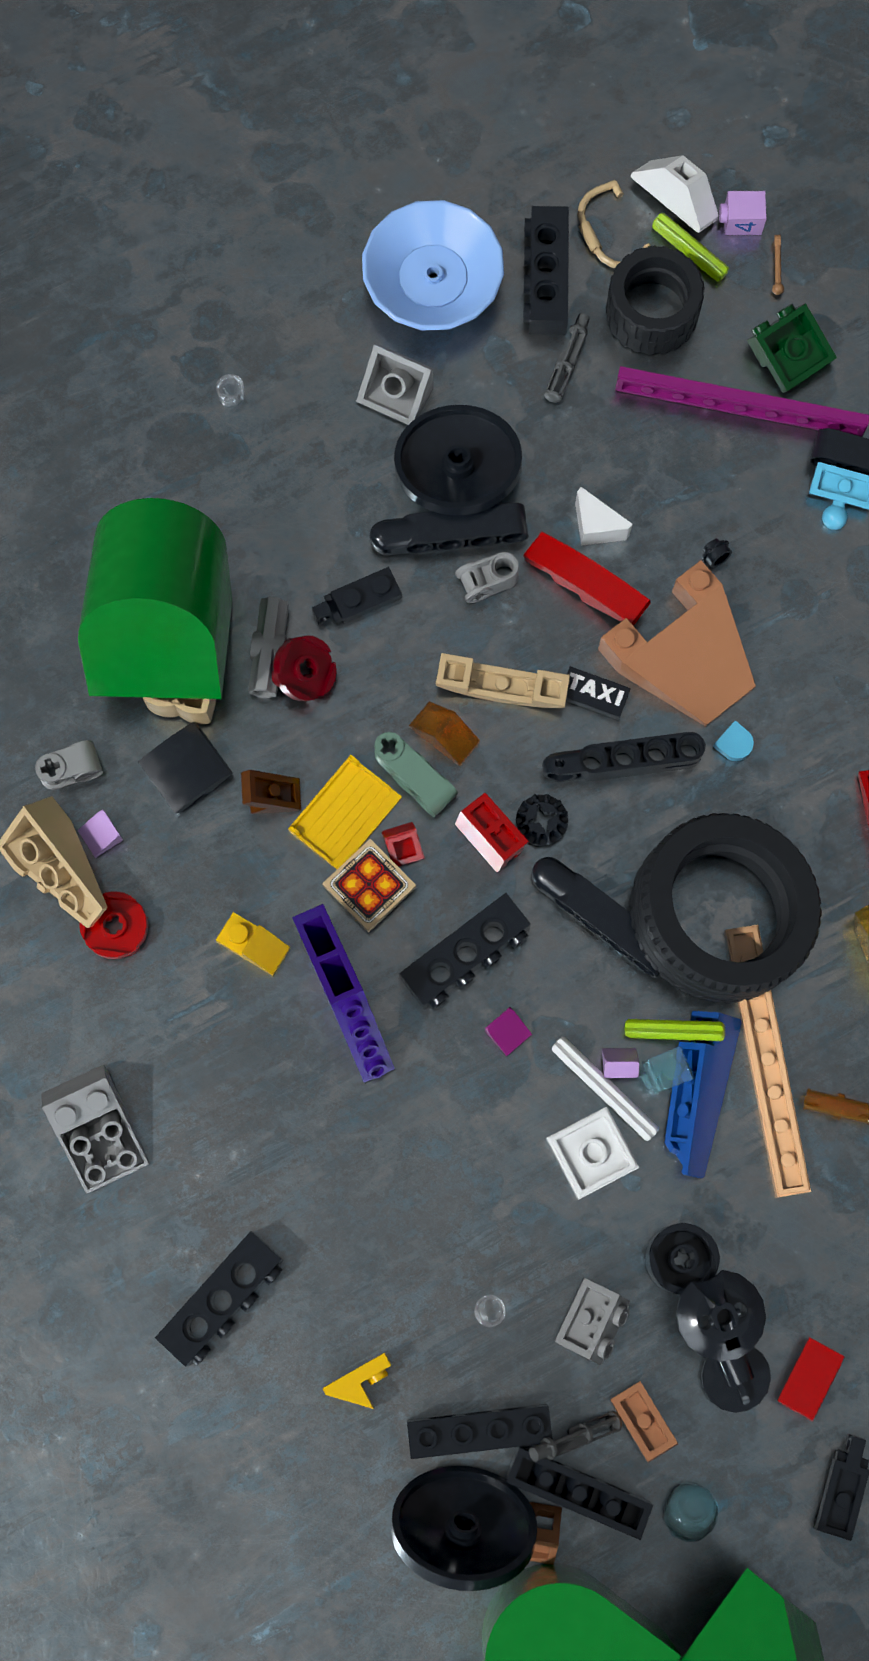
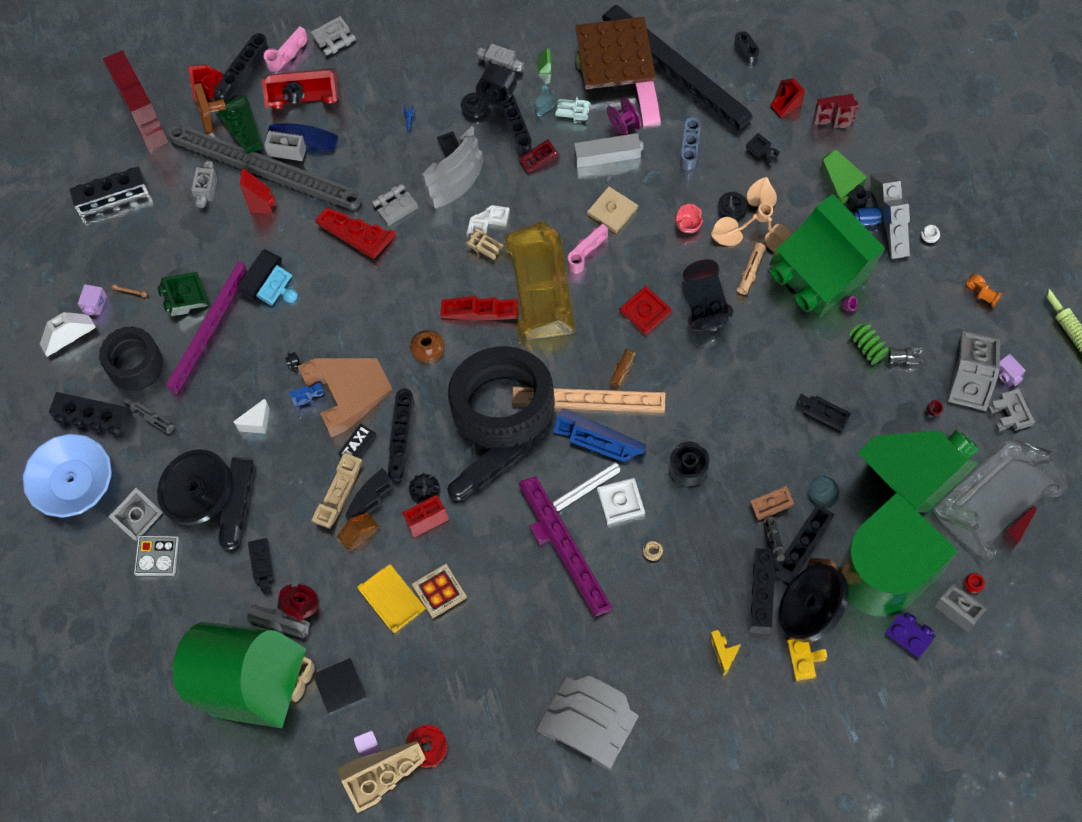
camera: 75 degrees left, 10 degrees down
(72, 764) = (319, 752): light grey piece -> none
(94, 1128) = (547, 779): light grey slope -> none
(177, 1335) = (677, 750): black brick -> none
(202, 1176) = (589, 719): none -> light grey slope
(226, 399) = (110, 617): clear bush -> none
(253, 943) = (457, 666): yellow slope -> none
(270, 792) = (368, 637): reddish brown slope -> none
(338, 438) = (156, 556): none -> tile
(343, 993) = (499, 612): dark purple slope -> none
(370, 1524) = (803, 659): none -> yellow plate
(403, 844) = (418, 567): red slope -> none
(414, 773) = (378, 552): sand green piece -> none
(486, 577) = (270, 489): light grey piece -> none
(490, 1074) = (565, 546): none -> magenta tile
(500, 1315) = (693, 578): clear bush -> none
(501, 914) = (500, 572): black brick -> none
(506, 733) = (369, 495): none -> black slope
(522, 1217) = (652, 545): none -> tan plate
(586, 228) = (75, 387): tan piece -> none
(587, 578) = (287, 432): red slope -> none
(593, 1322) = (713, 519): light grey bracket -> none
(620, 1062) = (574, 474): lavender slope -> none
(657, 584) = (303, 395): none -> blue plate
(666, 1071) = (584, 449): clear light blue bracket -> none
(675, 1029) = (562, 440): lime axle -> none
(690, 247) = (101, 334): lime axle -> none
(734, 1370) = (728, 446): black piece -> none
(735, 743) = (406, 375): medium azure tile -> none
(792, 777) = (429, 353): none -> dark orange piece
(811, 1379) = (765, 413): red hinge -> none

